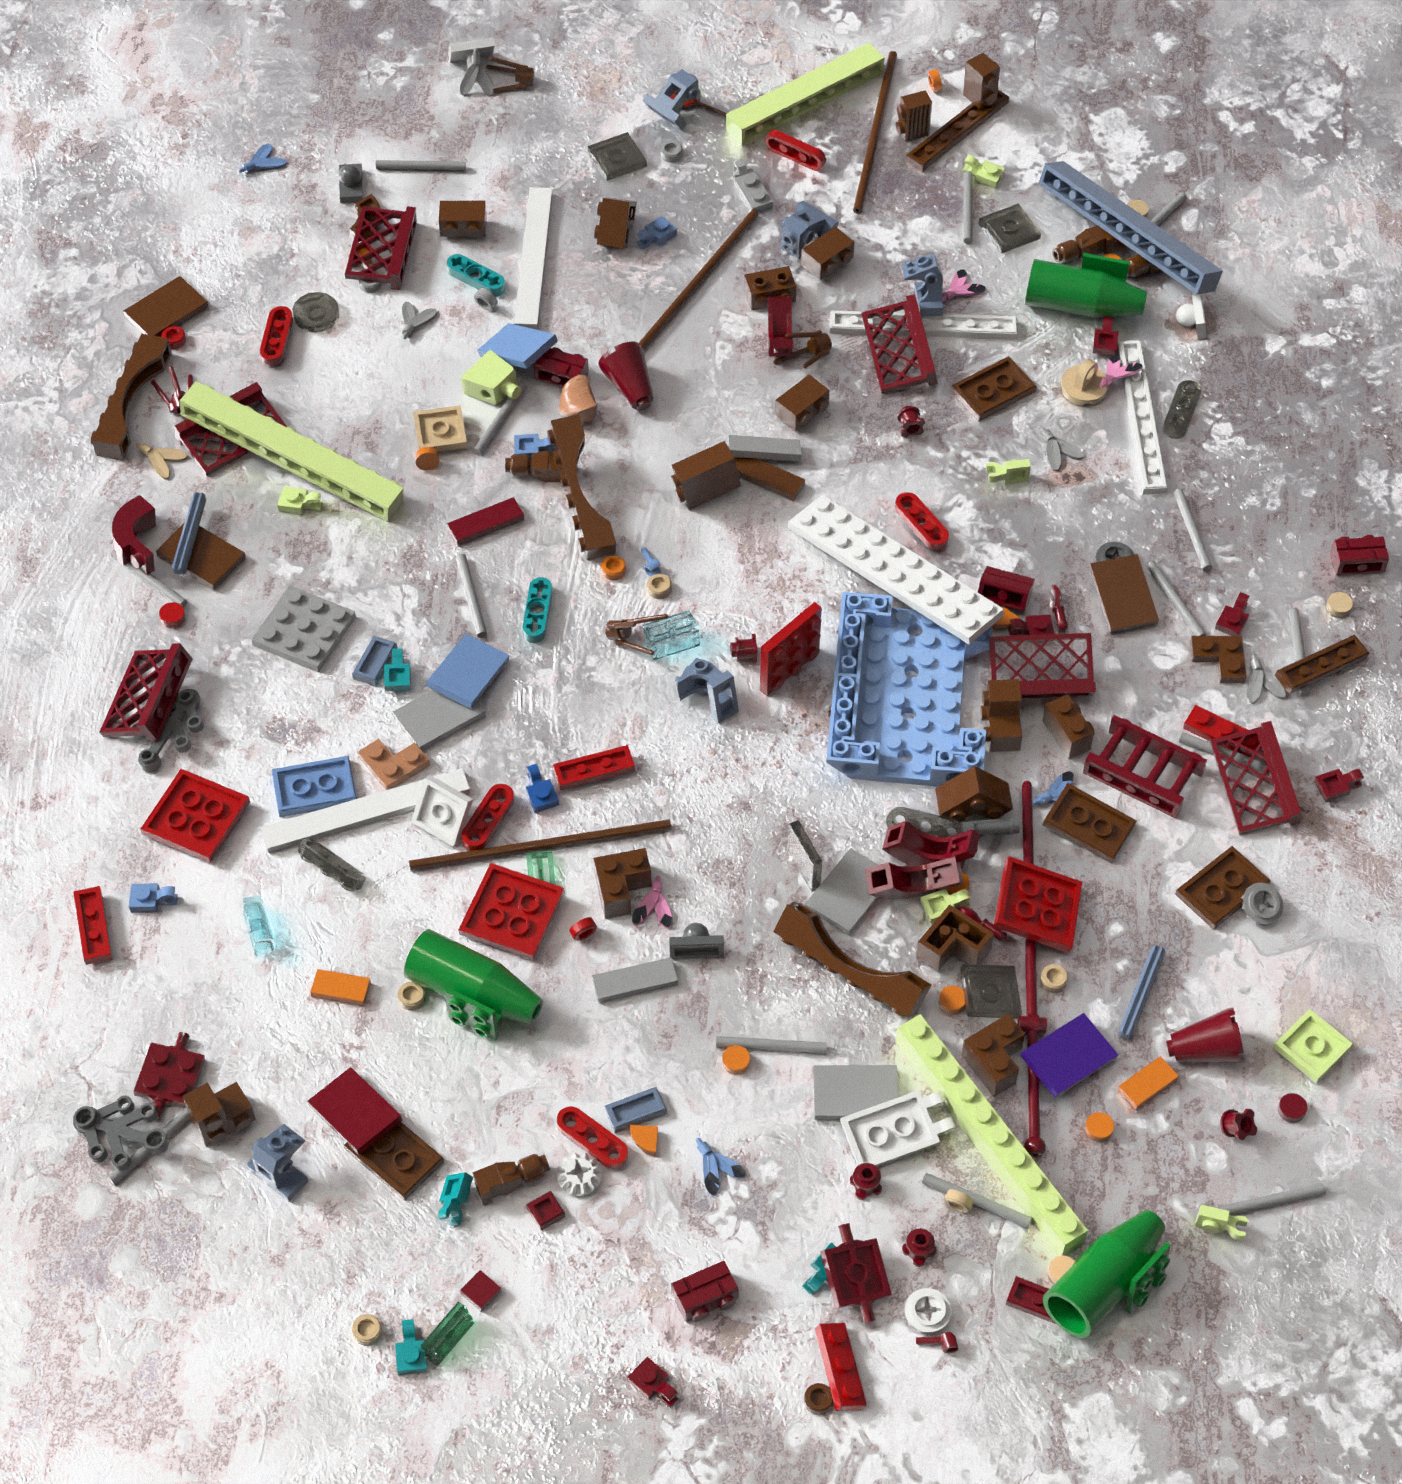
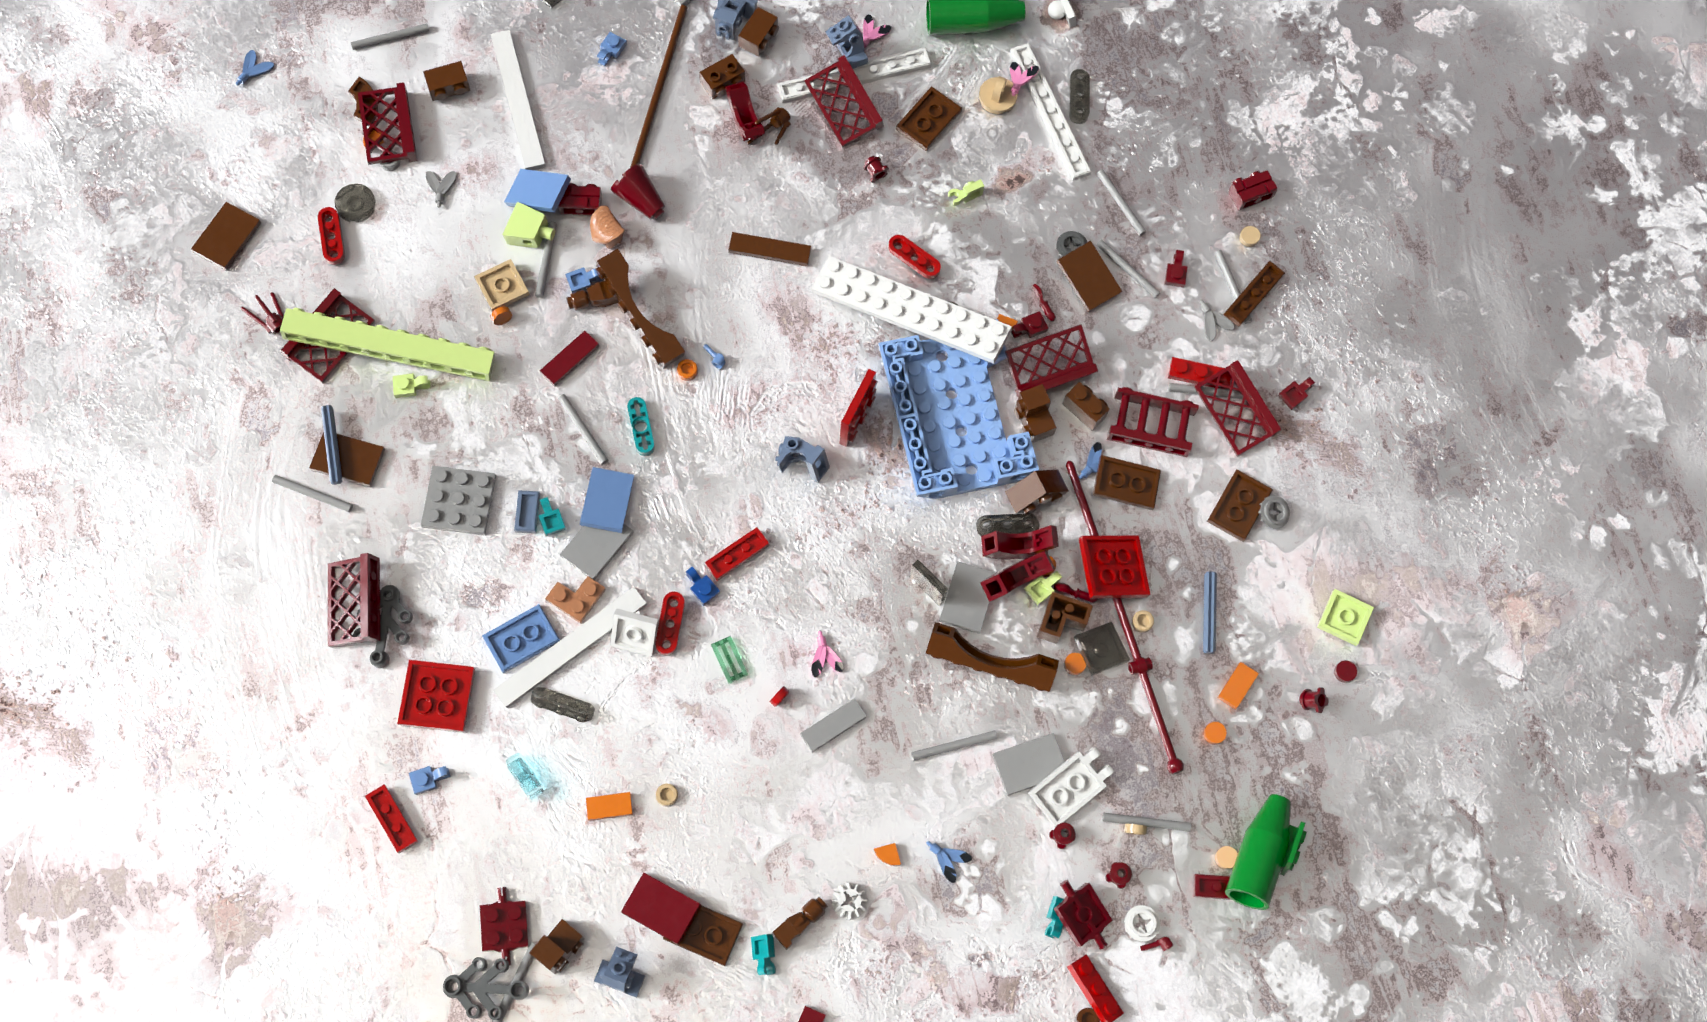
camera: 25 degrees left, 15 degrees up
(128, 524) = (277, 451): dark red arch -> none
(147, 360) = (231, 291): reddish brown arch -> none
(158, 456) = (275, 378): tan piece -> none
(172, 614) = (345, 521): red tile -> none
(175, 335) = (243, 261): red tile -> none
(350, 183) = (337, 70): dark grey tile -> none
(470, 267) = (471, 123): teal beam -> none
(474, 985) = (717, 774): green piece -> none
(485, 299) = (493, 152): light grey tile -> none
(511, 911) = (718, 699): red plate -> none
(542, 844) = (717, 633): reddish brown piece -> none
(545, 1210) = (835, 939): dark red tile -> none
(587, 1128) = (860, 868): red plate -> none
(615, 222) = (575, 46): reddish brown brick -> none
(617, 876) = (788, 646): reddish brown brick -> none
(621, 630) = (715, 426): reddish brown plant -> none
(635, 1109) = (872, 833): sand blue tile -> none
(659, 586) = (729, 375): tan tile -> none
(672, 634) = (756, 418): clear light blue hinge -> none
(696, 943) = (870, 680): dark grey tile -> none
(705, 475) = (734, 269): reddish brown brick -> none
(705, 1292) = (978, 966): dark red brick -> none
(736, 1059) = (932, 766): orange tile -> none
(744, 649) = (817, 413): dark red brick -> none
(765, 448) = (769, 227): light grey tile -> none
(802, 402) = (786, 177): reddish brown brick -> none
(990, 1053) = (1118, 704): reddish brown brick -> none
(991, 1137) = (1141, 769): yellowish green brick -> none
(995, 826) = (1058, 511): dark grey plate -> none
(1006, 588) = (999, 299): dark red brick -> none
(1056, 446) = (994, 157): light grey piece -> none
(1069, 1055) = (1176, 683): dark purple tile -> none
(1105, 340) = (1001, 49): dark red plate -> none
(1209, 1040) = (1273, 639): dark red cone -> none
(1217, 1220) = (1321, 782): yellowish green plate -> none
(1225, 651) = (1181, 304): reddish brown plate -> none
(1274, 1199) = (1334, 763): light grey bar -> none

